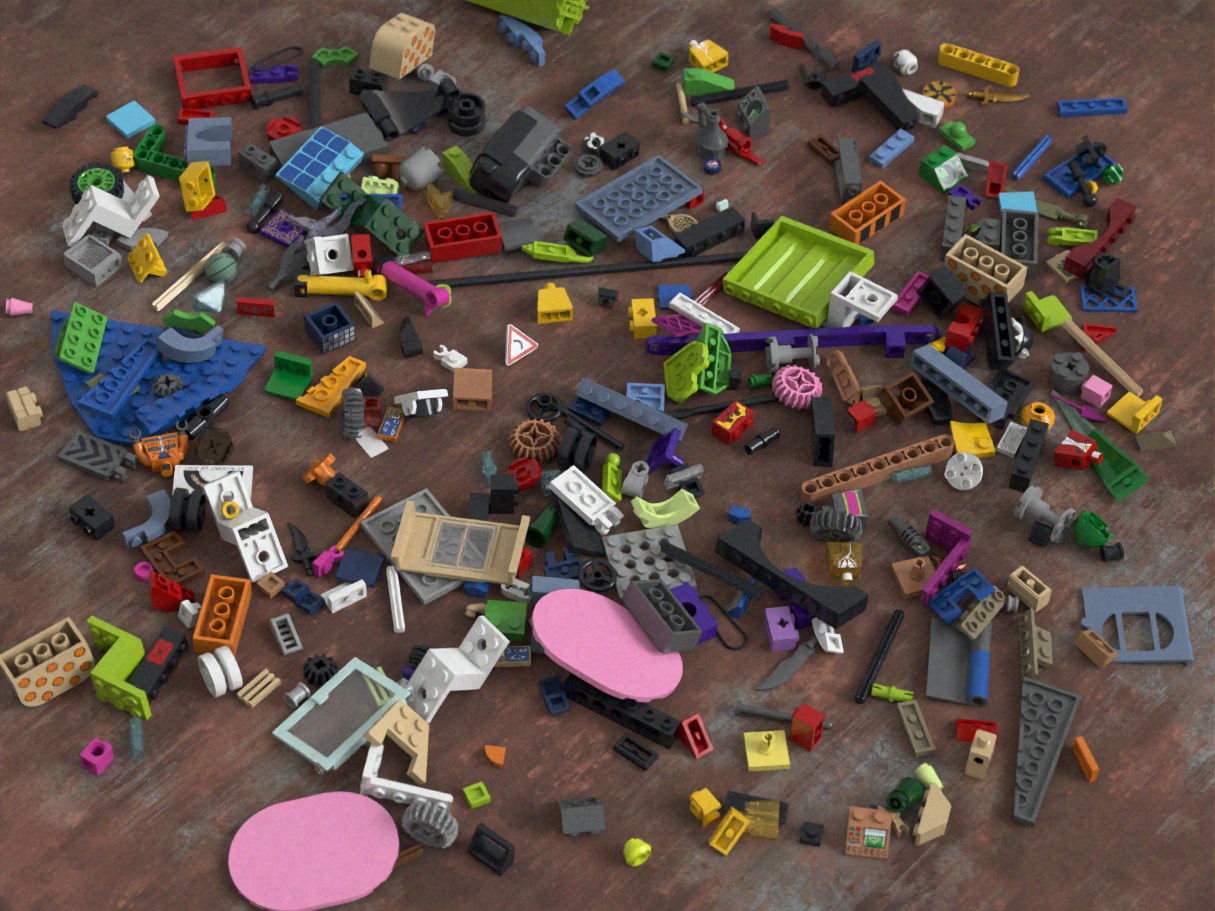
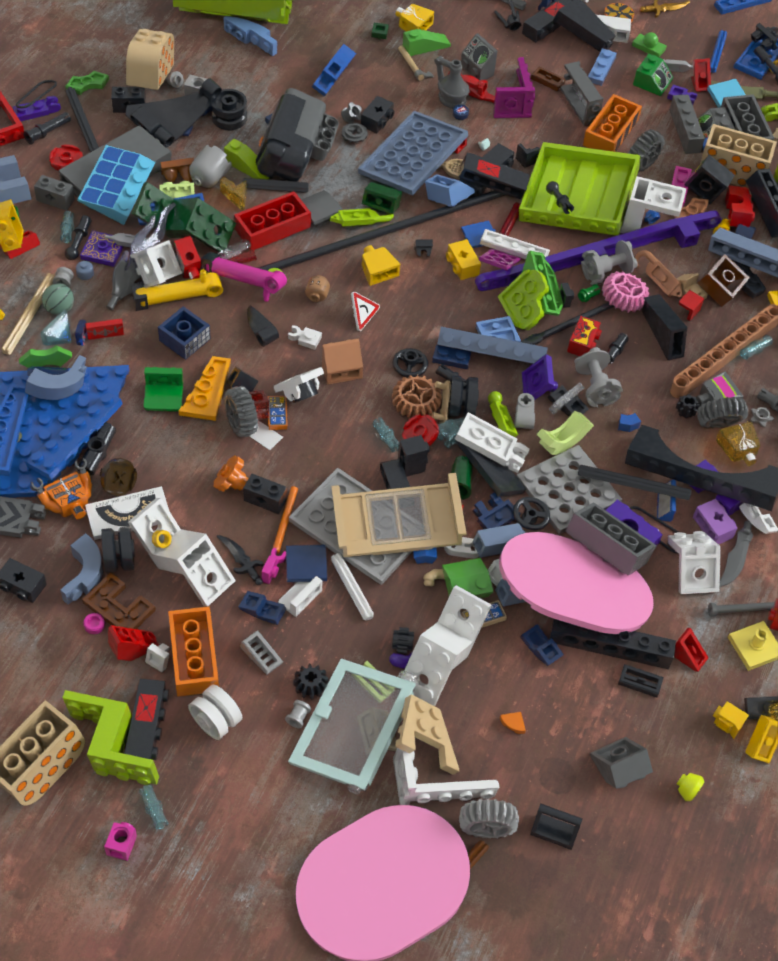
camera: 20 degrees left, 5 degrees up
(160, 387) = (45, 431): dark grey gear -> none
(231, 305) = (81, 332): none -> clear blue tile
(256, 686) = (263, 702): tan tile -> none
(259, 246) = (84, 270): none -> sand blue piece
(270, 585) = (226, 604): medium nougat plate -> none
(367, 310) = (210, 309): tan slope -> none
(476, 795) = (513, 769): lime tile -> none
(480, 314) = (317, 288): none -> medium nougat head
(547, 464) = (442, 417): none -> tan piece
(593, 429) = (464, 373): black bar -> none
(709, 239) = (494, 175): none -> black brick
(724, 476) = (602, 389): none -> light grey piece
(738, 93) = (454, 45): black axle -> none
(742, 650) = (697, 552): none -> white bracket
(768, 279) = (562, 200): none -> black pin
(776, 167) = (516, 101): none -> magenta bracket
(888, 539) = (761, 412): none -> light grey plate
(890, 247) = (648, 147): none -> dark grey gear
(922, 317) = (694, 207): none -> nougat tile

